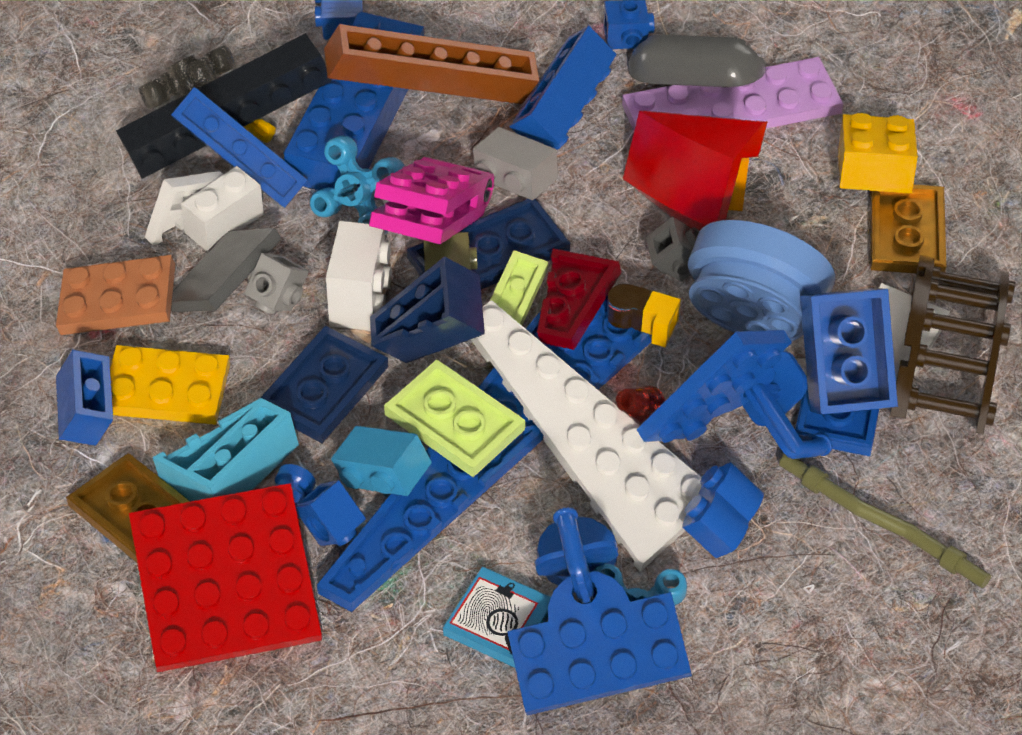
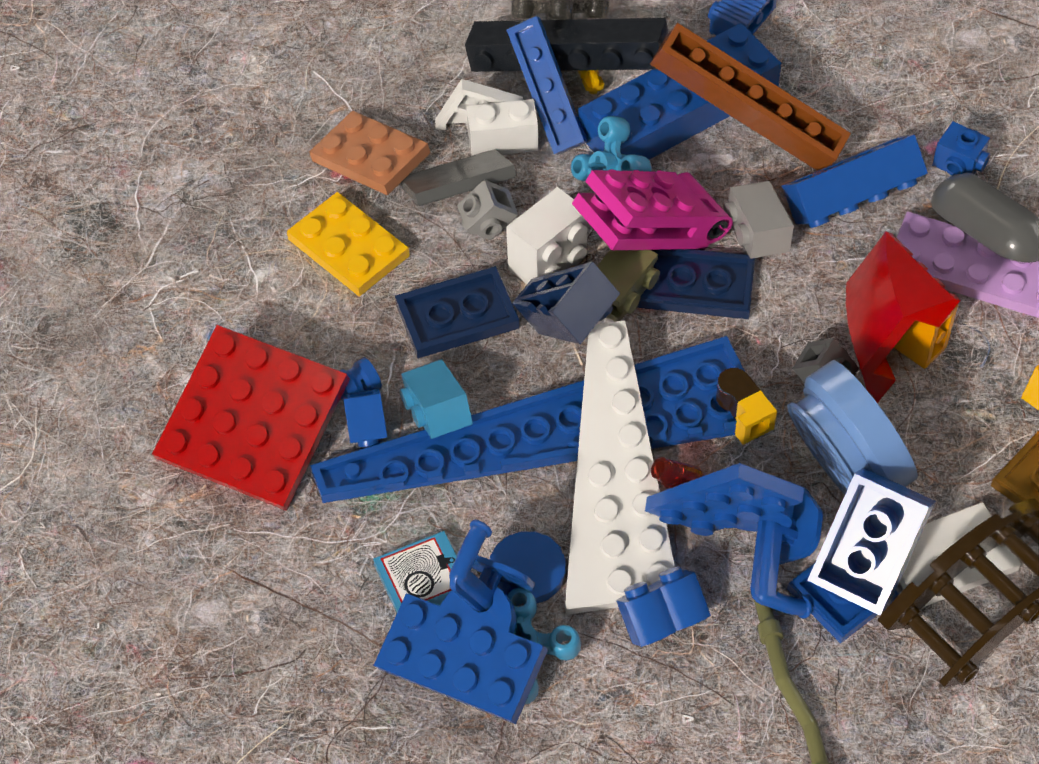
camera: 40 degrees right, 5 degrees up
(84, 397) = (273, 218): blue brick -> none
(118, 491) = (243, 308): pearl gold tile -> none
(231, 456) = (336, 328): medium azure wedge -> none
(454, 418) = (519, 399): yellowish green plate -> none
(519, 285) = (666, 326): yellowish green plate -> none
(574, 296) = (700, 358): dark red wing -> none

